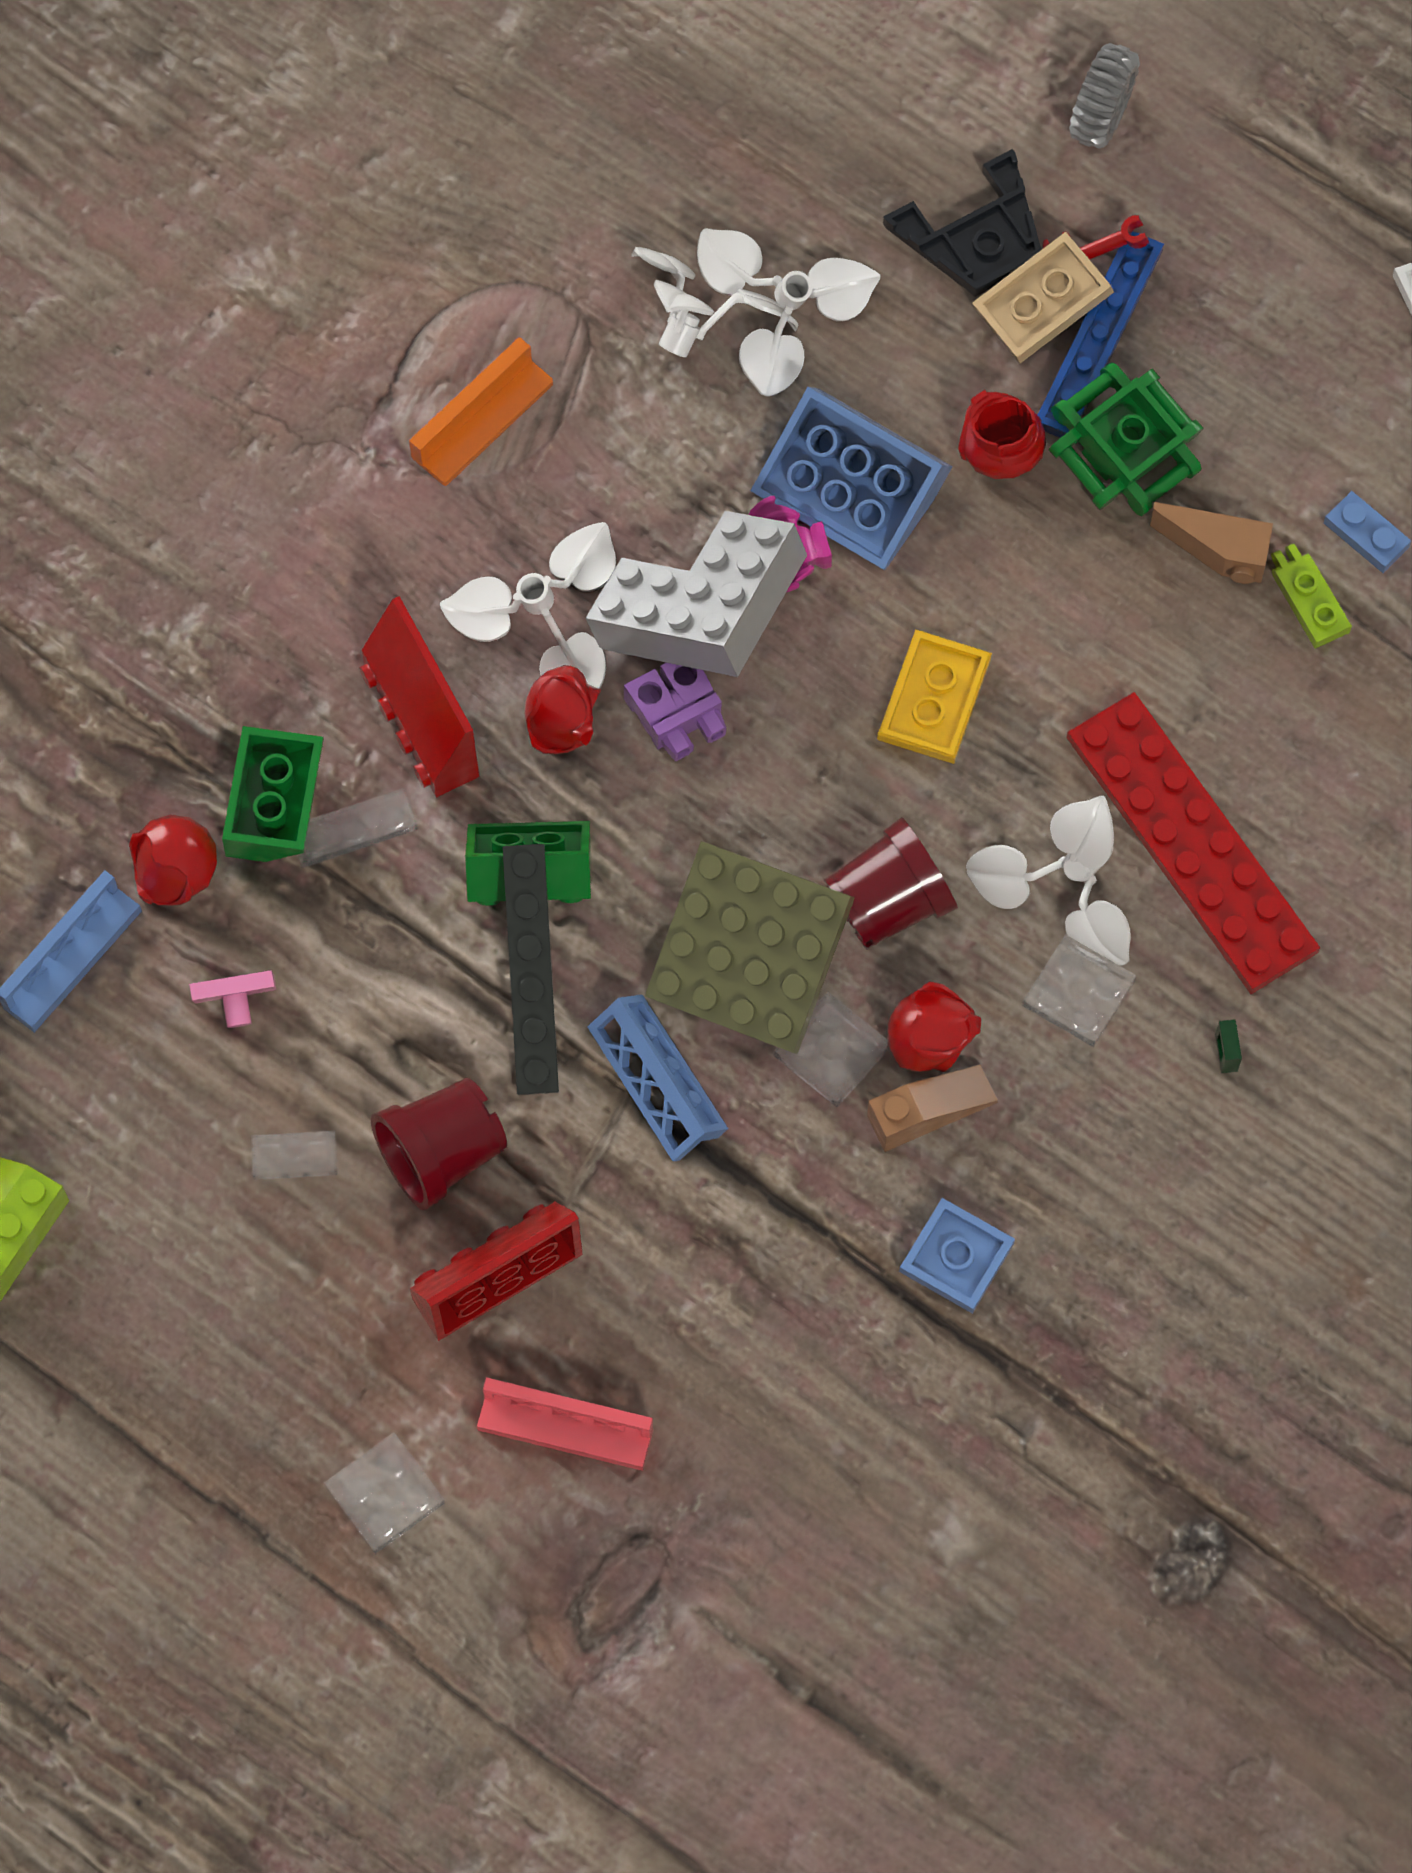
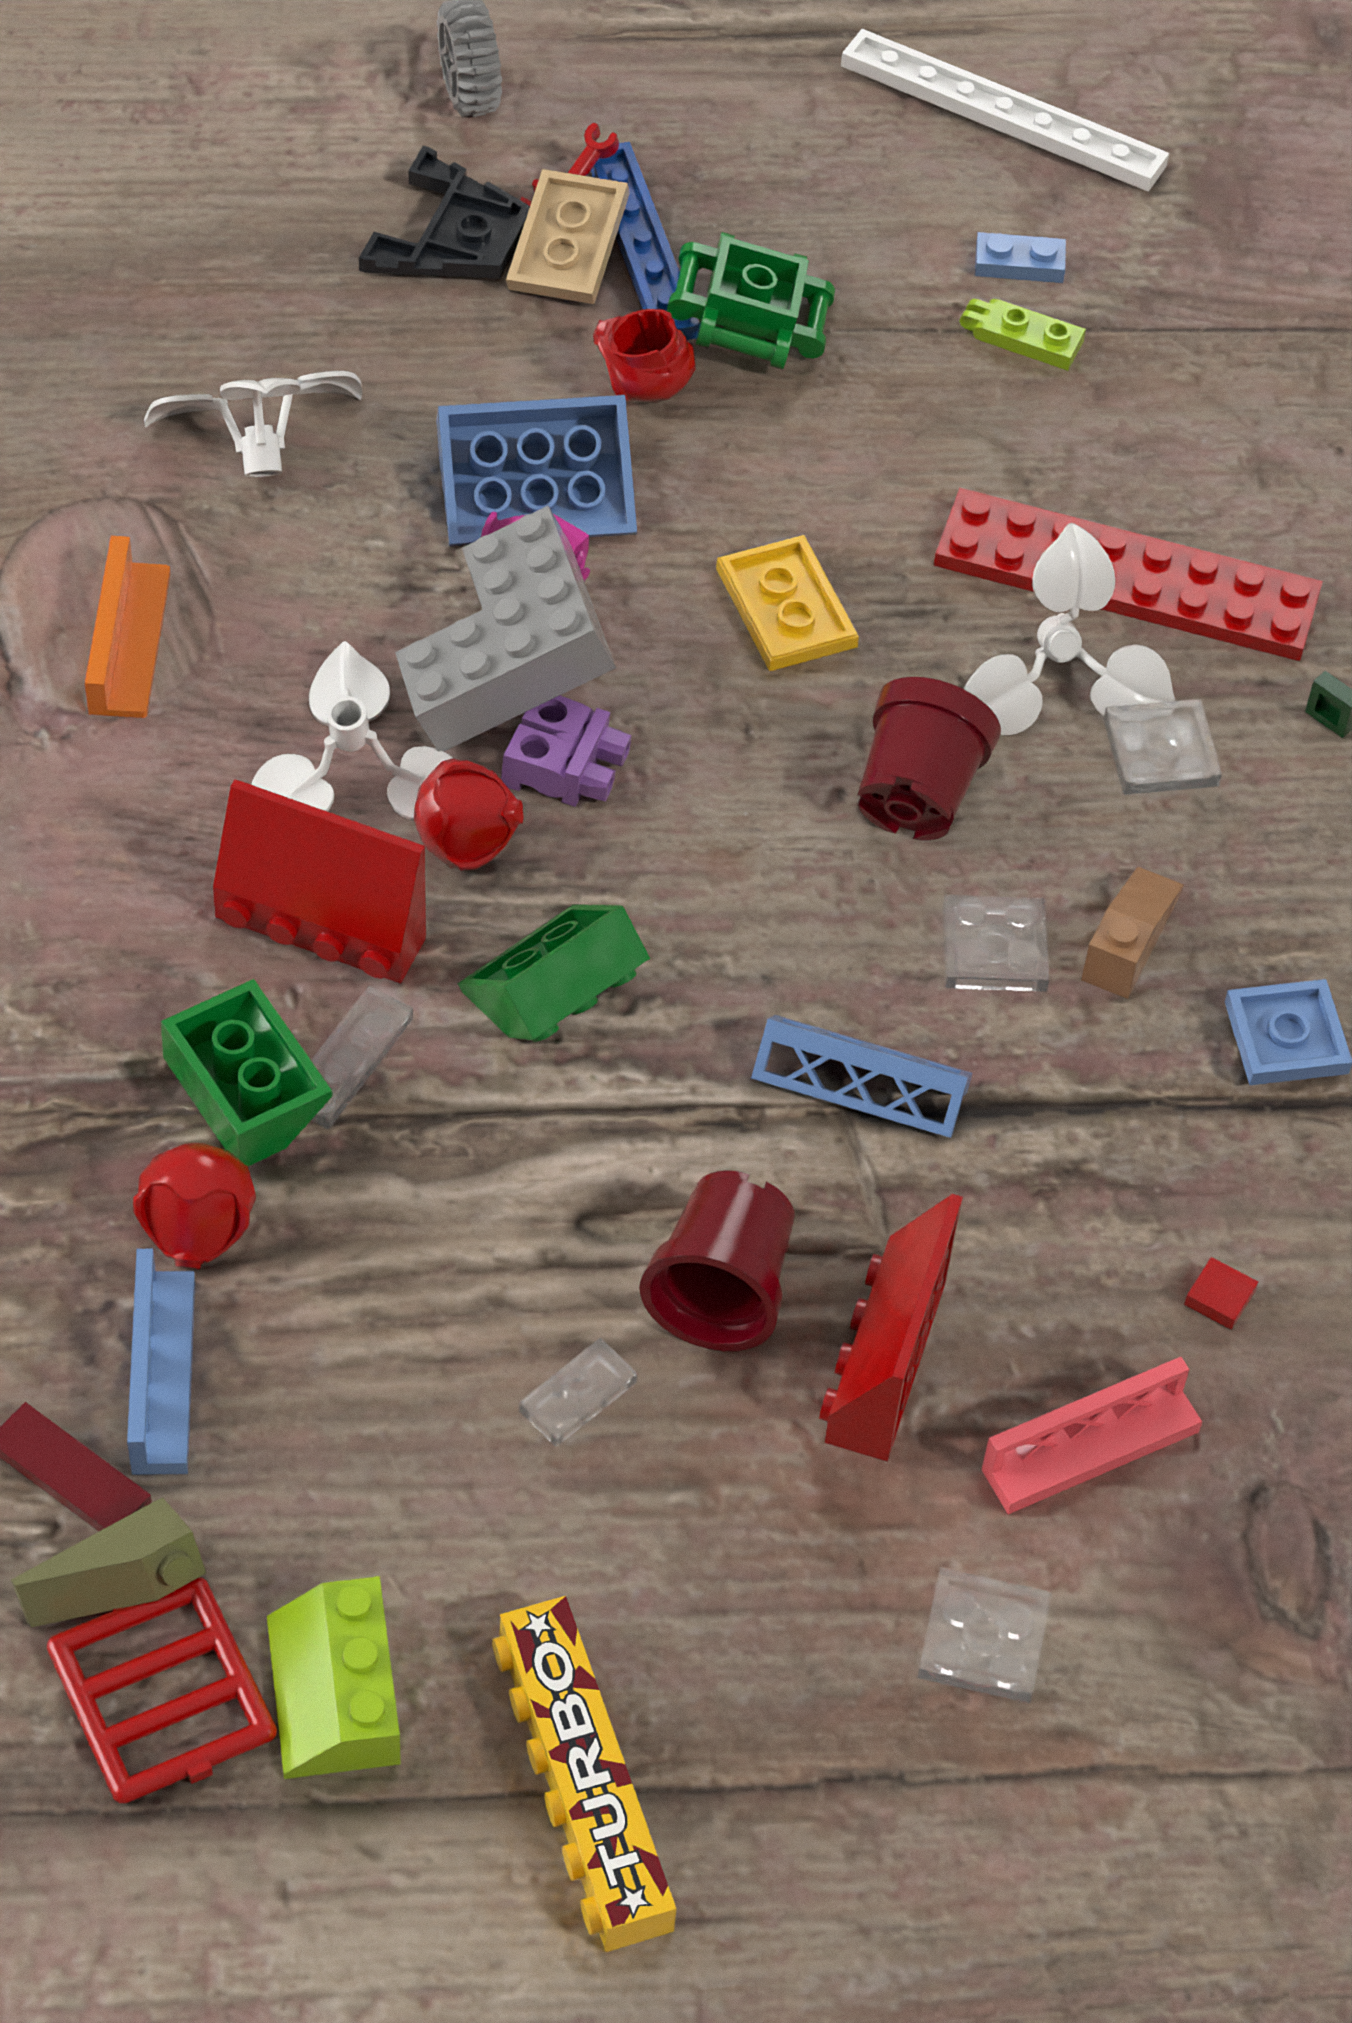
camera: 45 degrees left, 15 degrees down
(83, 1391) = (586, 1775): none -> brick
(234, 994) = (374, 1282): bright pink tile -> none
(530, 969) = (659, 1050): pearl dark grey plate -> none
(740, 1394) = (1221, 1293): none -> red tile
(749, 947) = (848, 891): olive plate -> none
(766, 357) = (359, 337): white plant -> none
(931, 1028) = (1077, 854): red helmet -> none
(1223, 542) = (909, 331): medium nougat slope -> none

